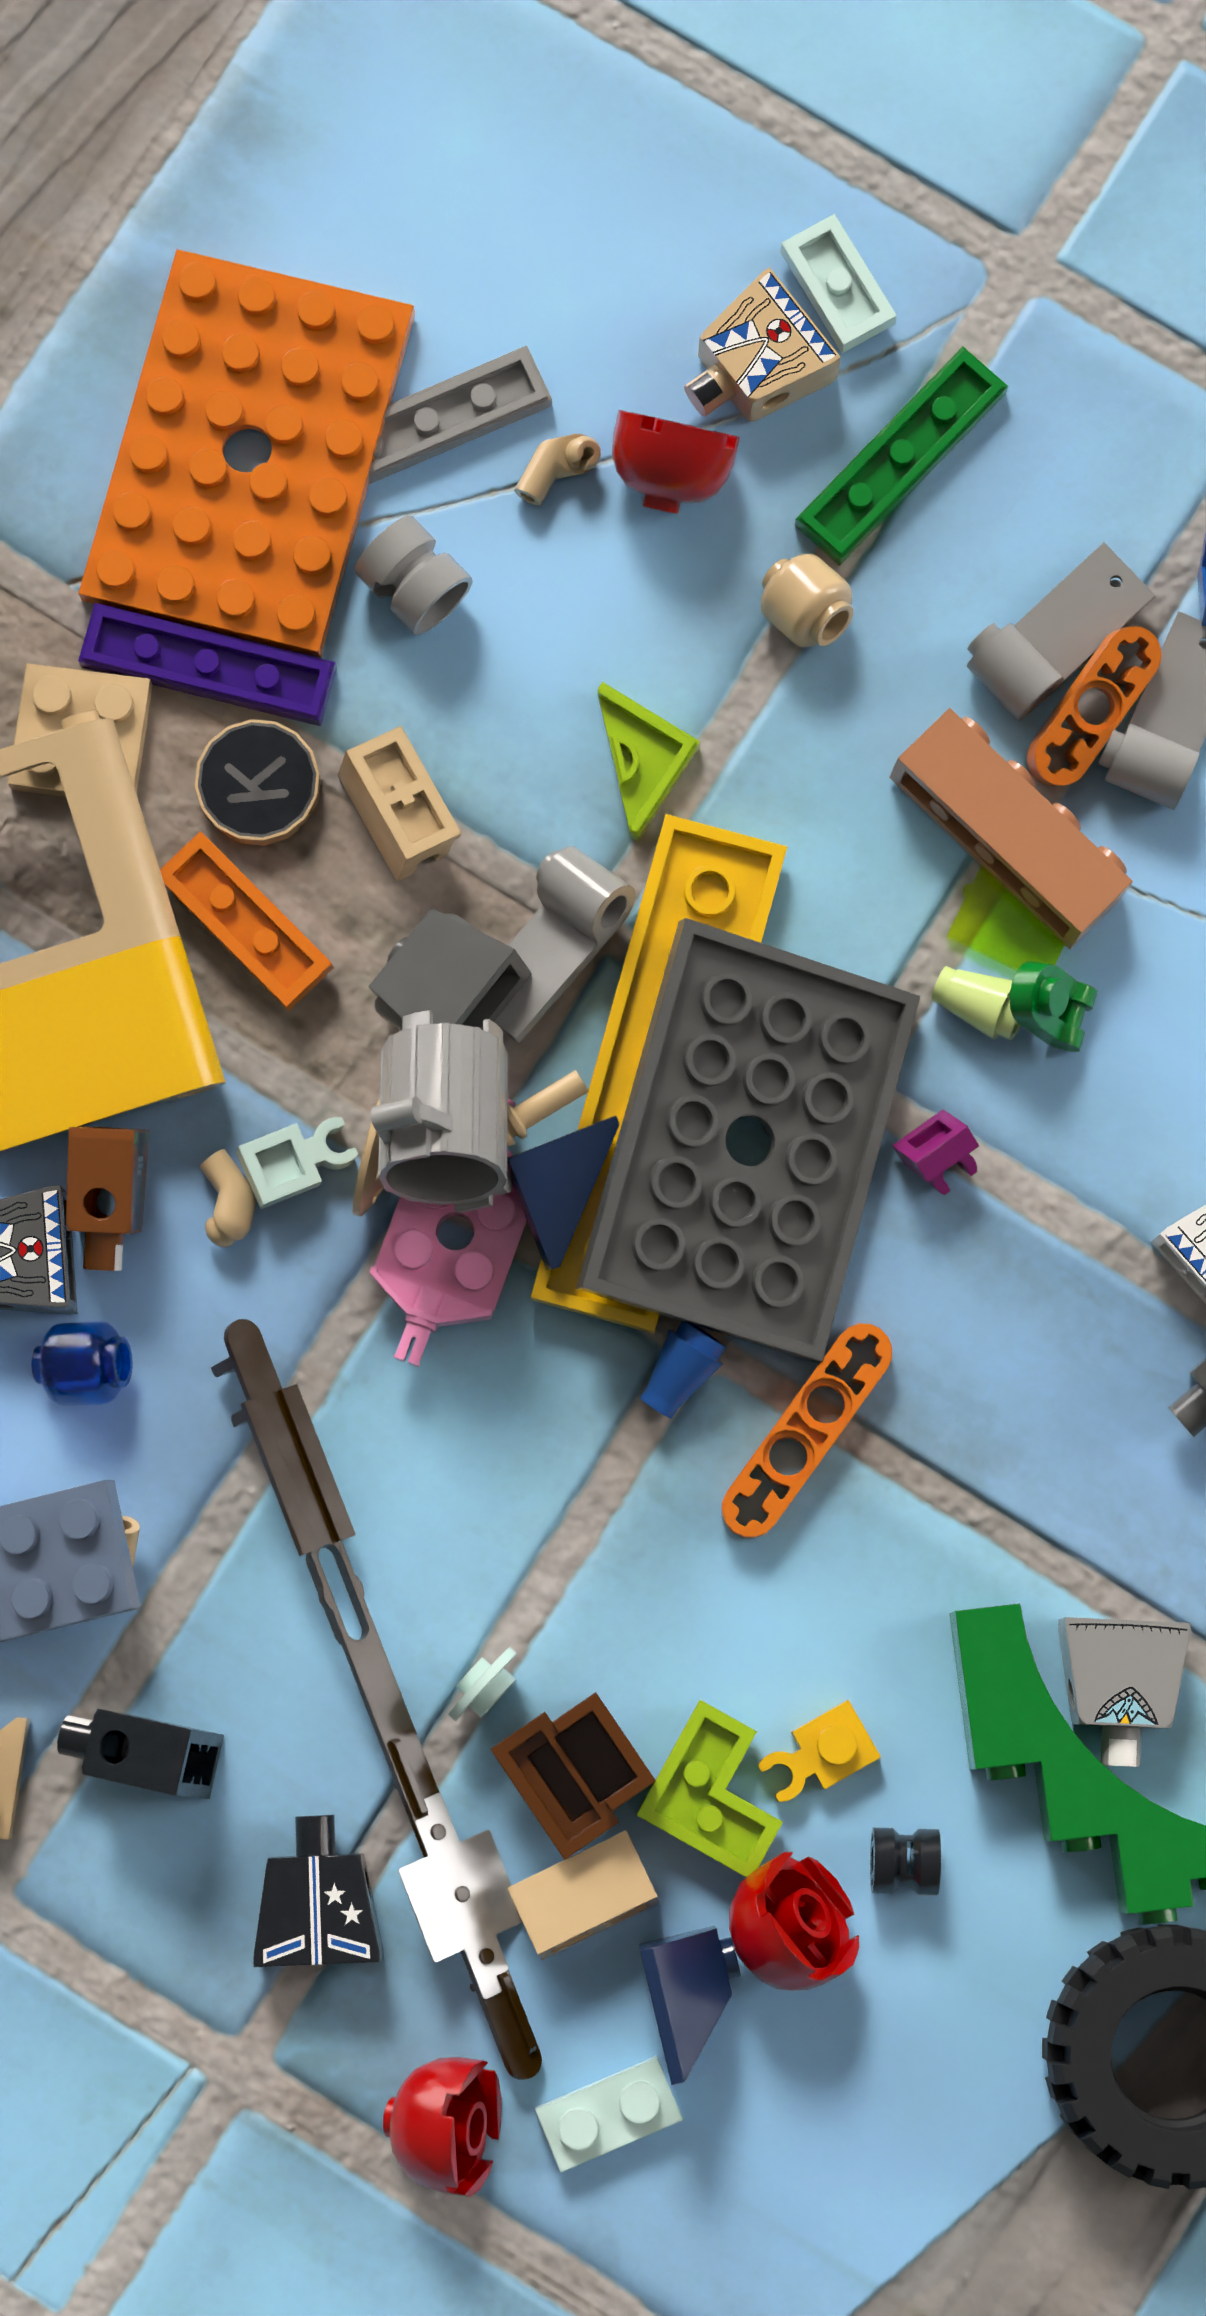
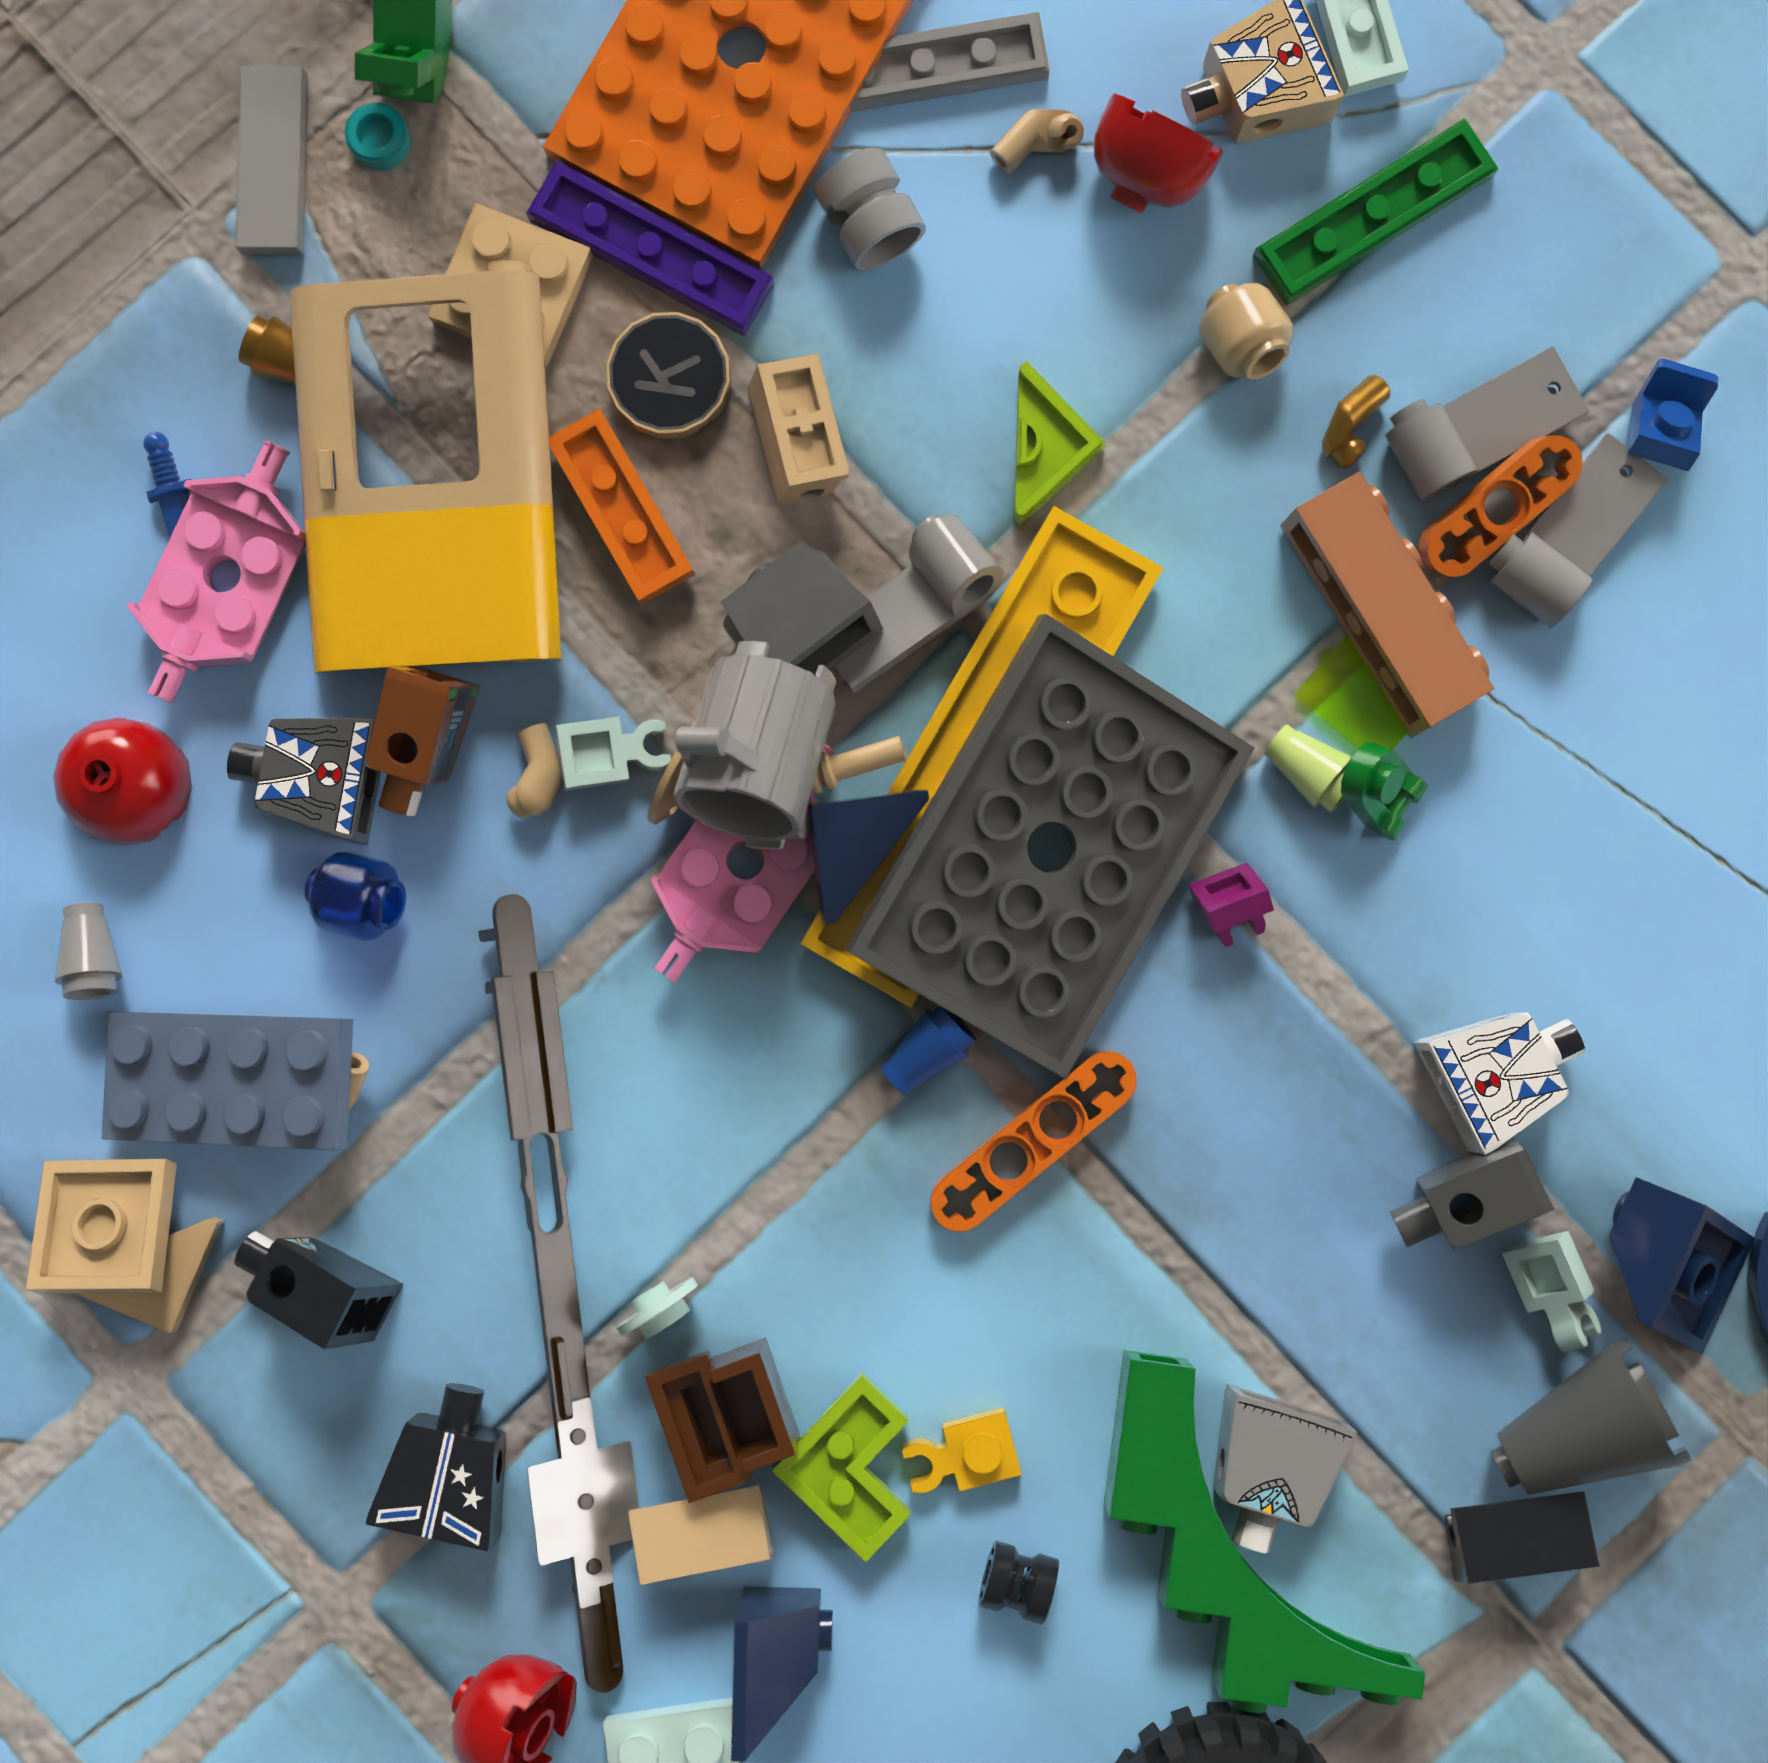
camera: 20 degrees right, 5 degrees up
(792, 1924) = (893, 1621): red cylinder -> none
(927, 656) = (1349, 414): none -> pearl gold arm

